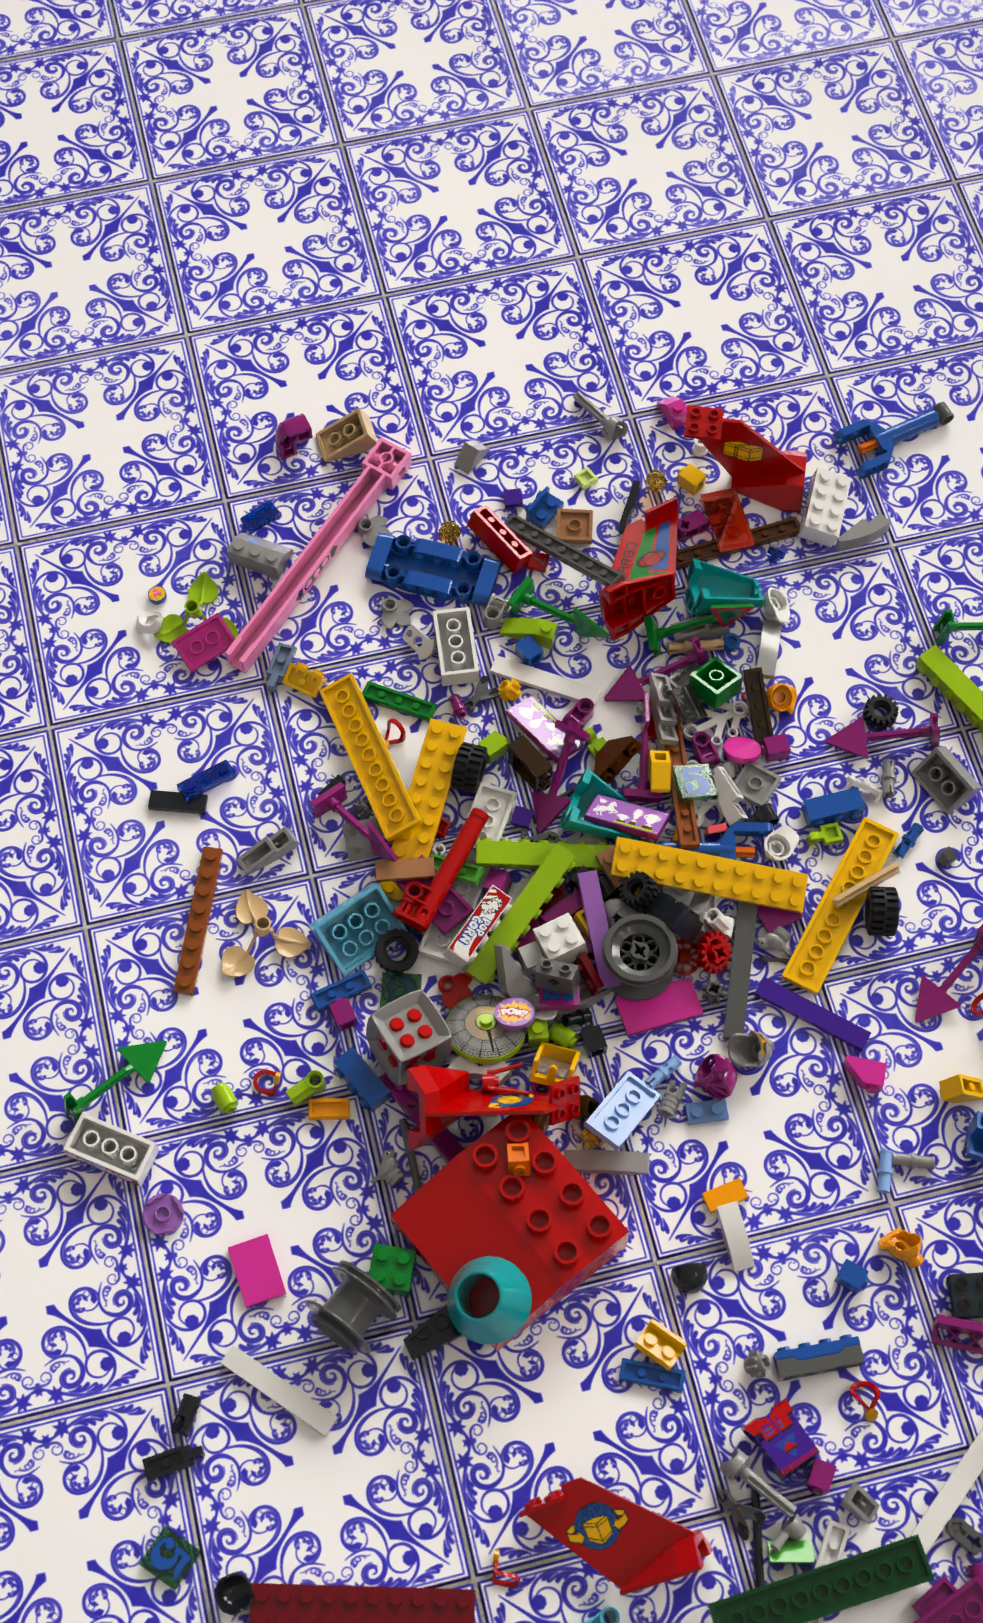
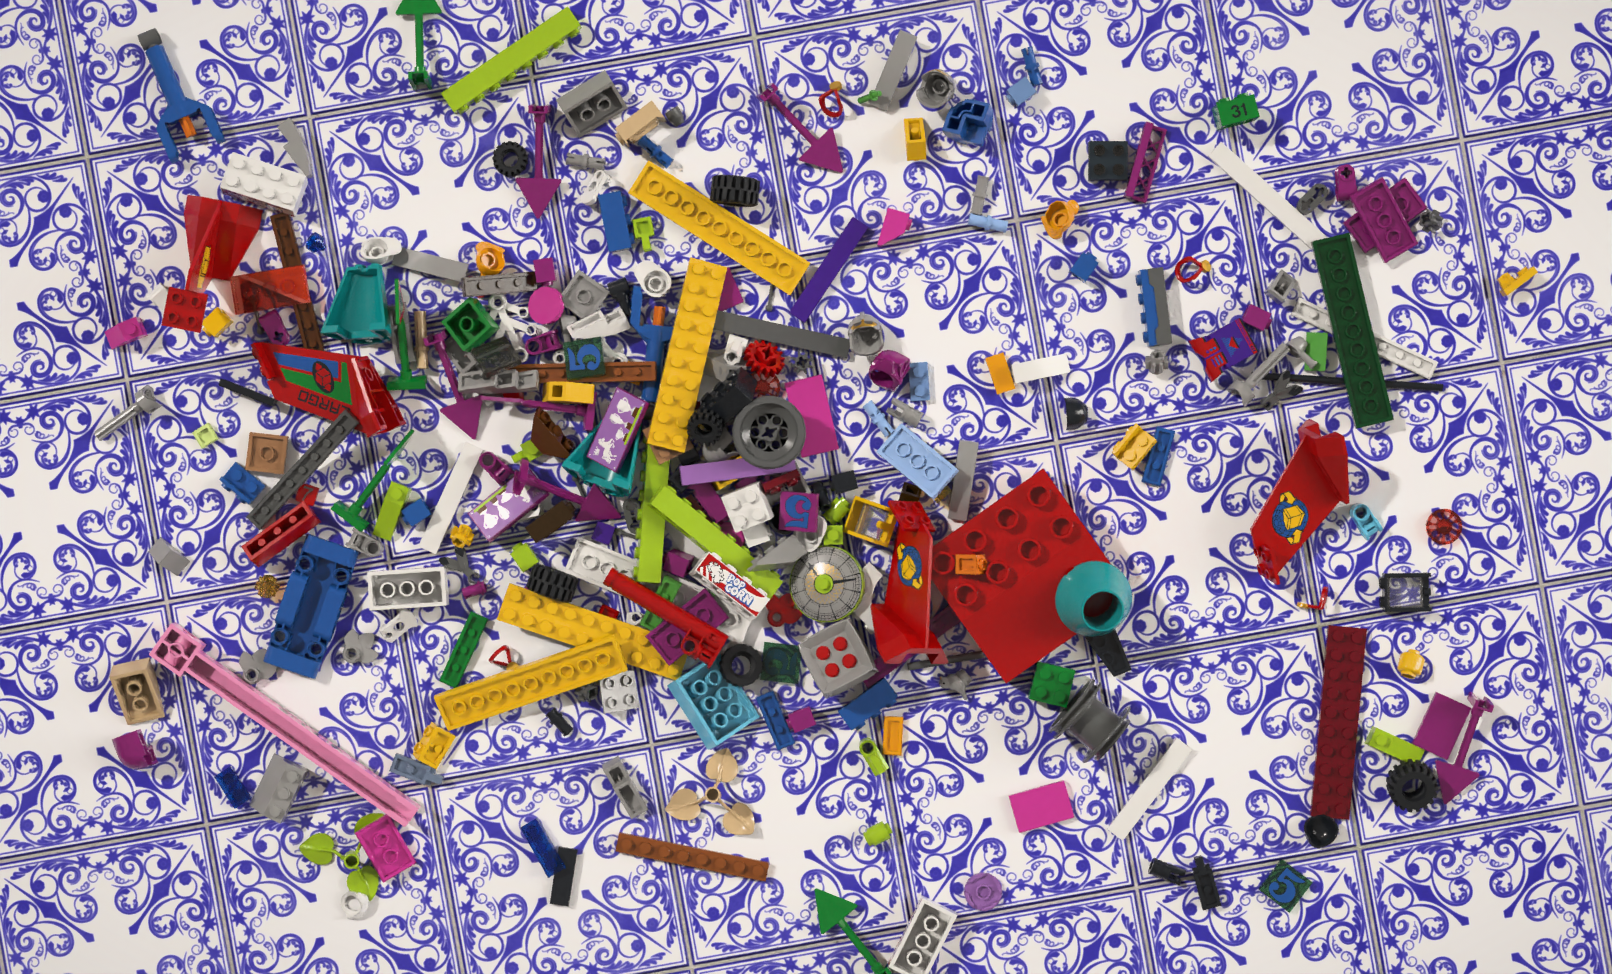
camera: 90 degrees left, 25 degrees up
(157, 595) = (321, 897): tile -> none
(271, 1092) = (863, 783): red piece -> none
(332, 801) = (576, 723): magenta piece -> none
(405, 869) = (662, 653): medium nougat tile -> none
(491, 1083) = (884, 583): red plant -> none
(513, 498) = (225, 515): dark purple tile -> none
(514, 1014) = (819, 556): tile -> none
(557, 976) = (786, 513): dark grey brick -> none
(656, 481) = (217, 361): clear yellow gear -> none
(715, 829) = (631, 341): coral tile -> none
(731, 642) = (417, 301): blue tile -> none
(775, 940) = (753, 296): light grey animal -> none
(864, 885) = (704, 201): tan axle -> none
(935, 818) = (639, 124): none -> tan window

